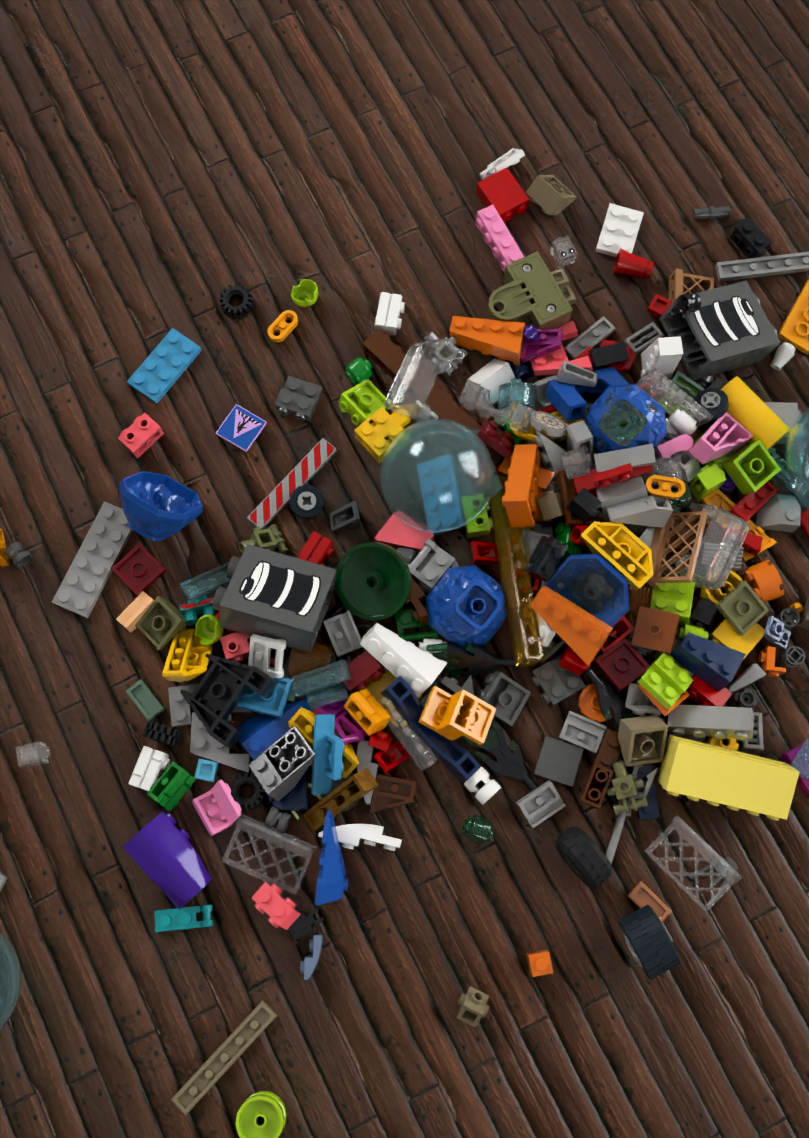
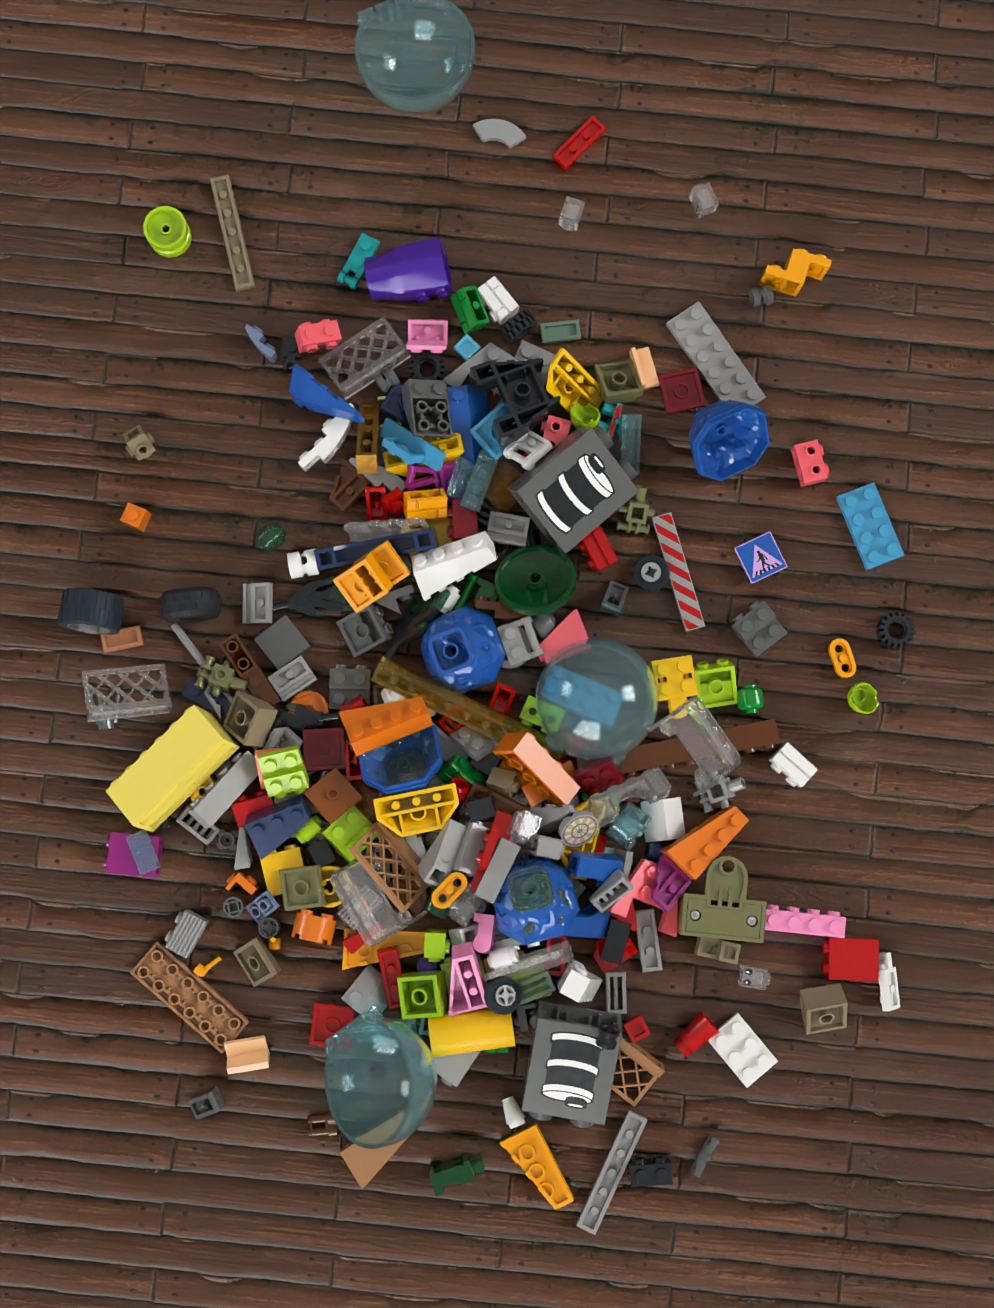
camera: 120 degrees right, 10 degrees up
(531, 332) = (681, 878): dark purple plate -> none
(545, 558) = (455, 740): black brick -> none

